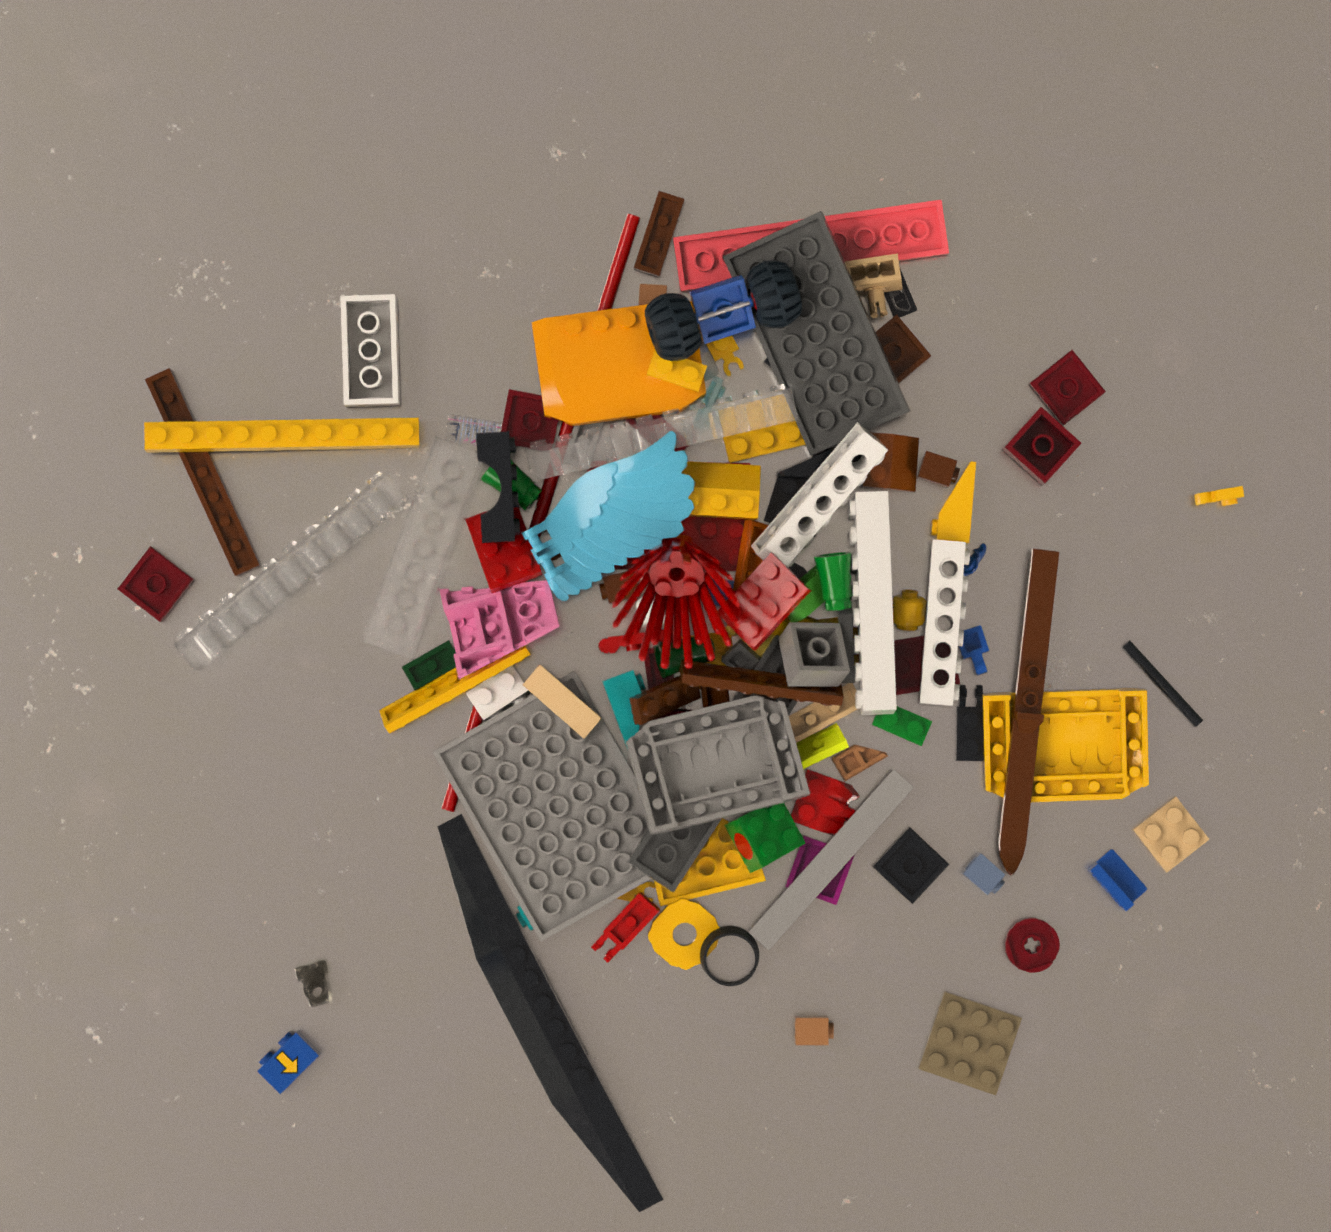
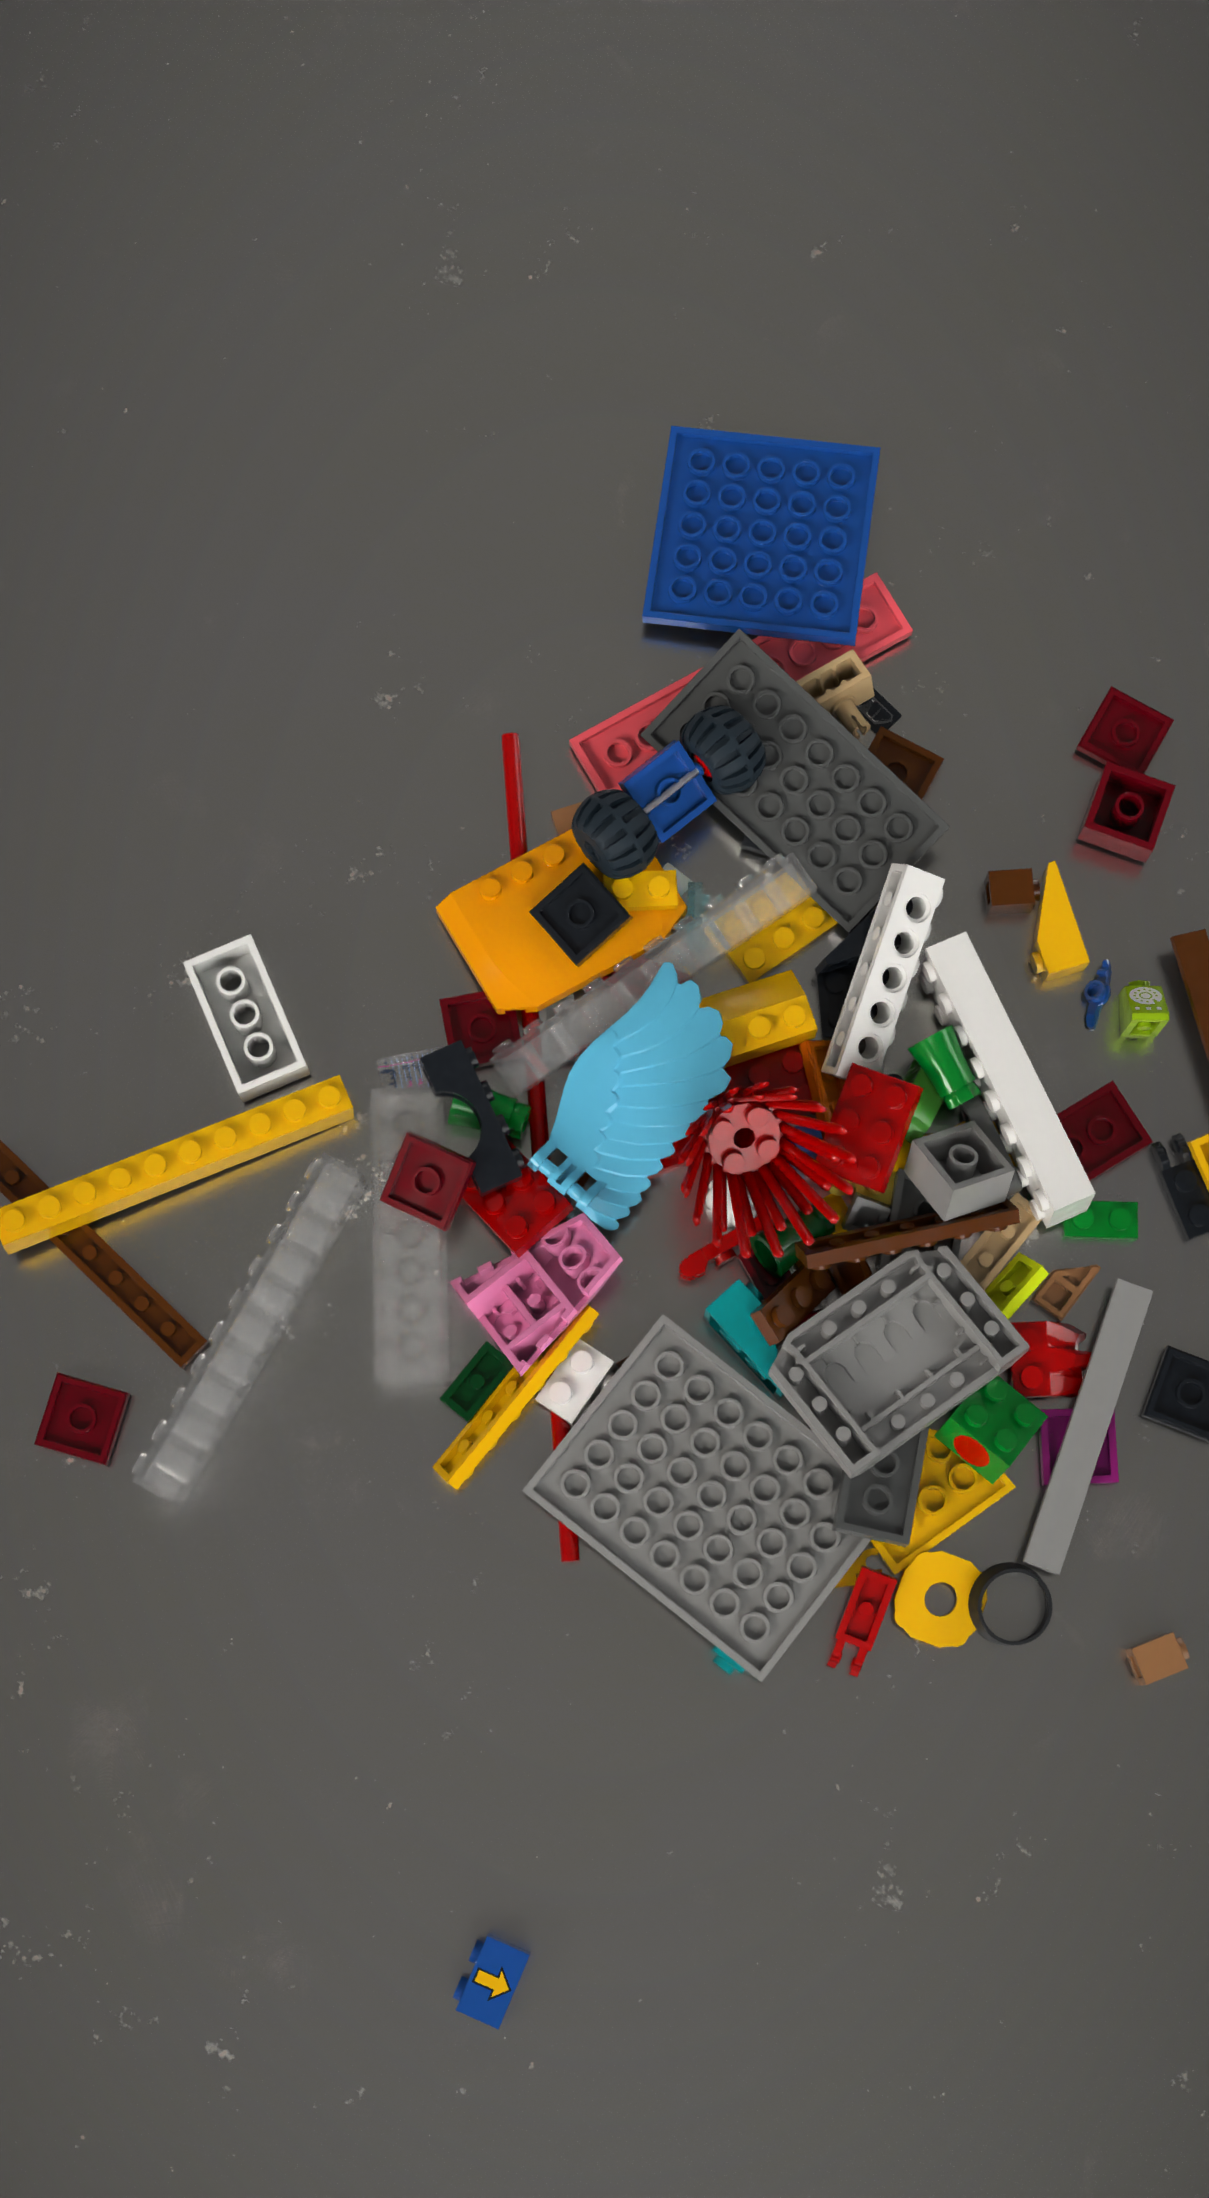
camera: 20 degrees left, 10 degrees down
(312, 977) = (480, 1853): clear smoke plate -> none
(449, 519) = (428, 1181): none -> dark red plate
(540, 1019) = (802, 1788): black wedge -> none
(562, 701) = (663, 1357): tan slope -> none
(612, 586) = (667, 1191): reddish brown brick -> none
(628, 372) = (581, 914): none -> black plate
(659, 233) = (550, 743): reddish brown plate -> none
(724, 350) = (684, 850): yellow plate -> none
(870, 140) = (762, 535): none -> blue plate
(898, 467) = (960, 907): dark orange slope -> none
(909, 610) = (1054, 1073): yellow head -> none
(942, 552) = (1121, 1162): white brick -> none
(973, 647) = (1146, 1088): blue plate -> none
(992, 589) = (1142, 1010): none -> lime slope

